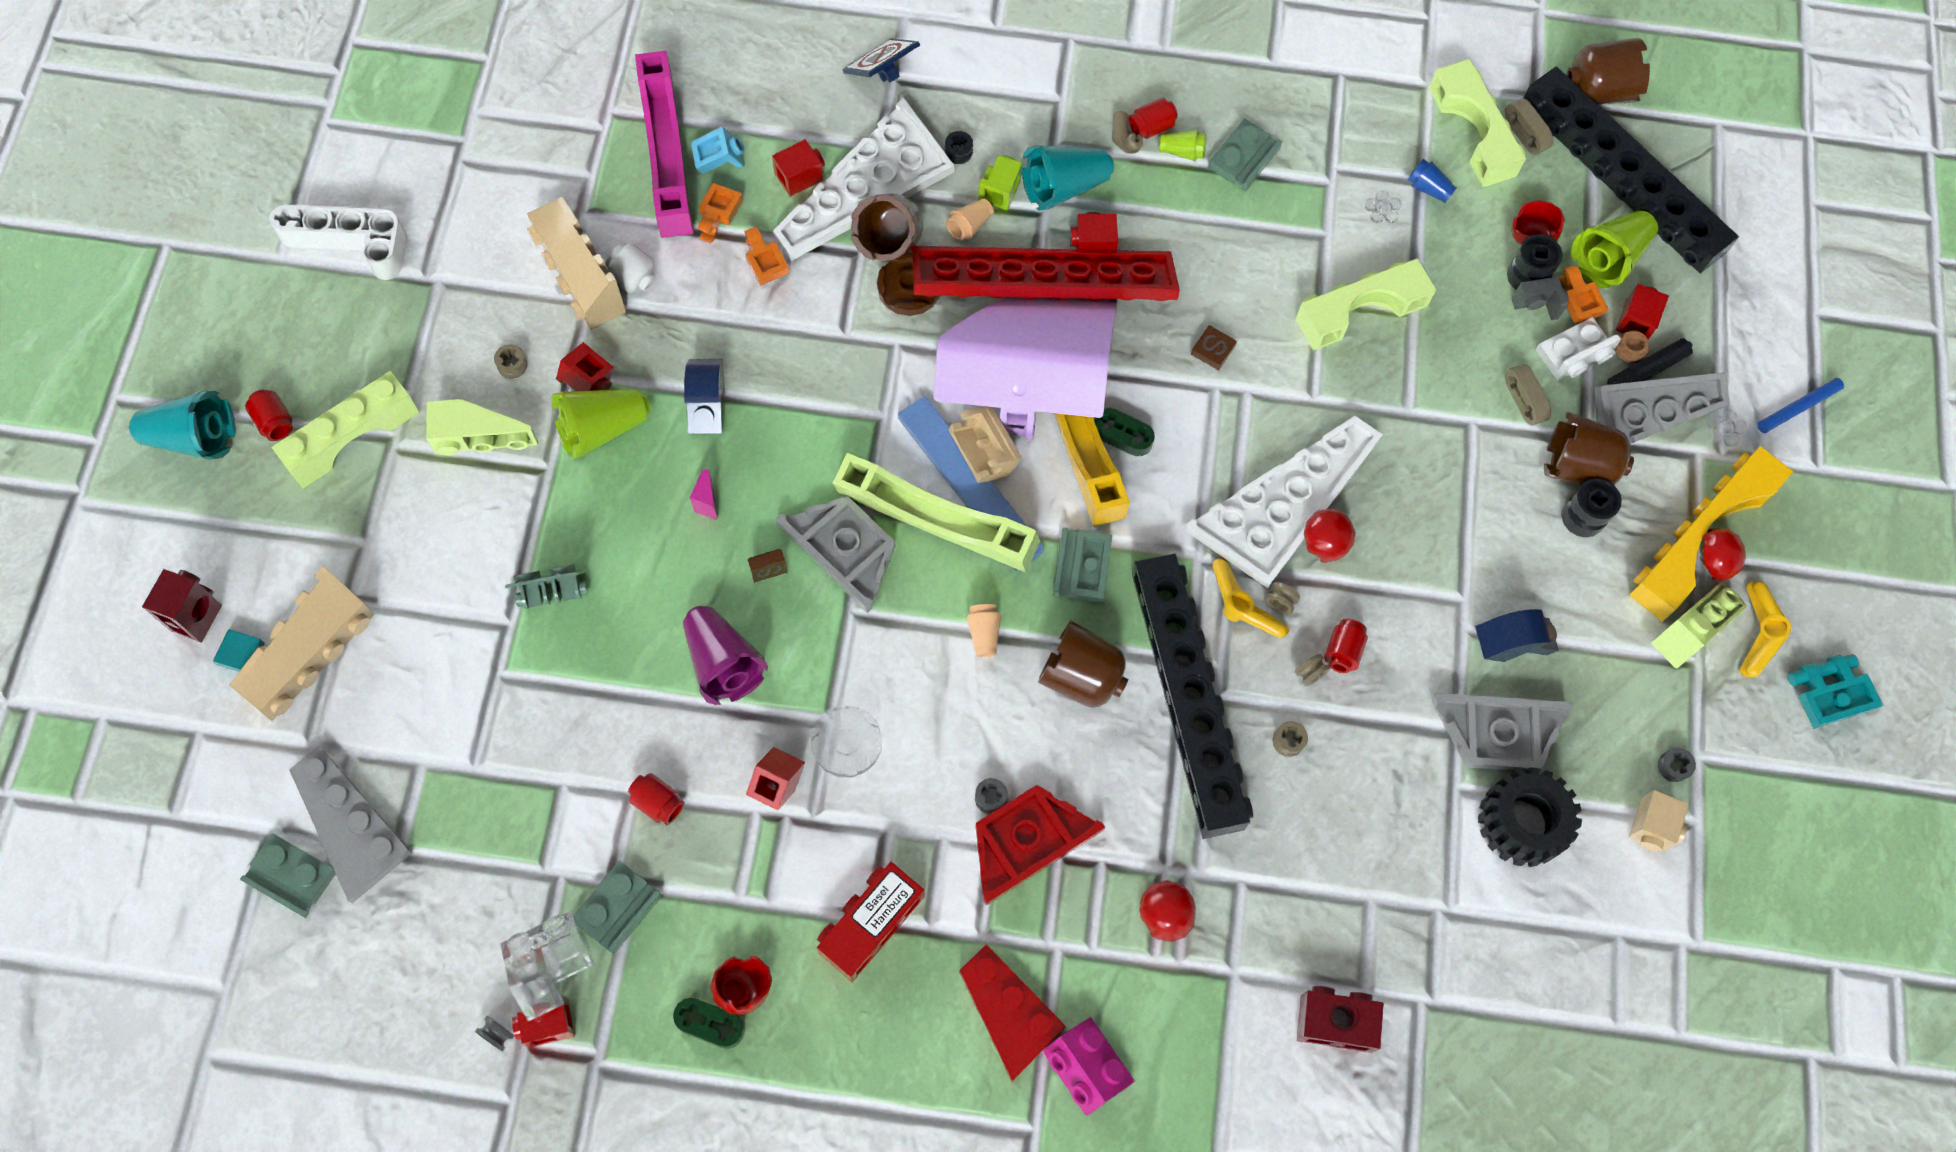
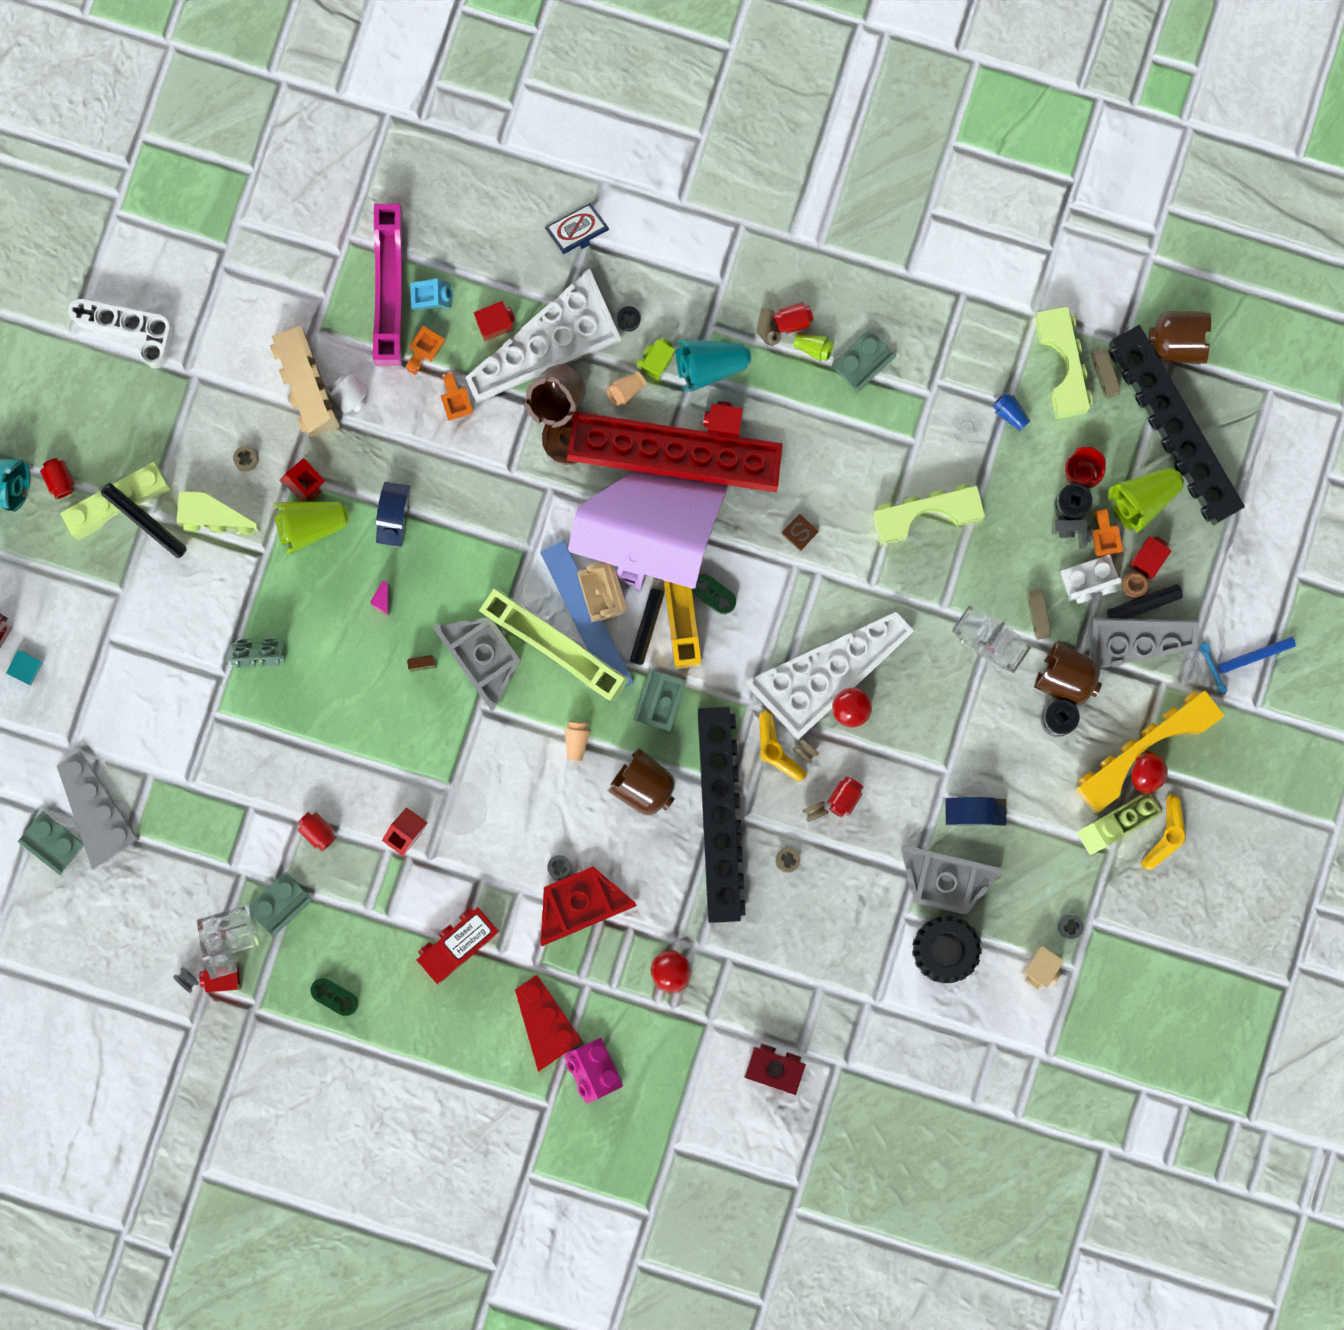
camera: 10 degrees right, 15 degrees up
(302, 645) = (72, 675): tan wedge -> none
(382, 440) = (143, 520): none -> black axle
(721, 657) = (376, 730): magenta cone -> none
(741, 985) = (360, 975): red hair -> none
(1048, 481) = (647, 626): none -> black axle
(1483, 422) = (991, 639): none -> clear brick
(1737, 406) = (1204, 649): none -> dark azure hinge
(1837, 701) = (1209, 898): teal plate -> none

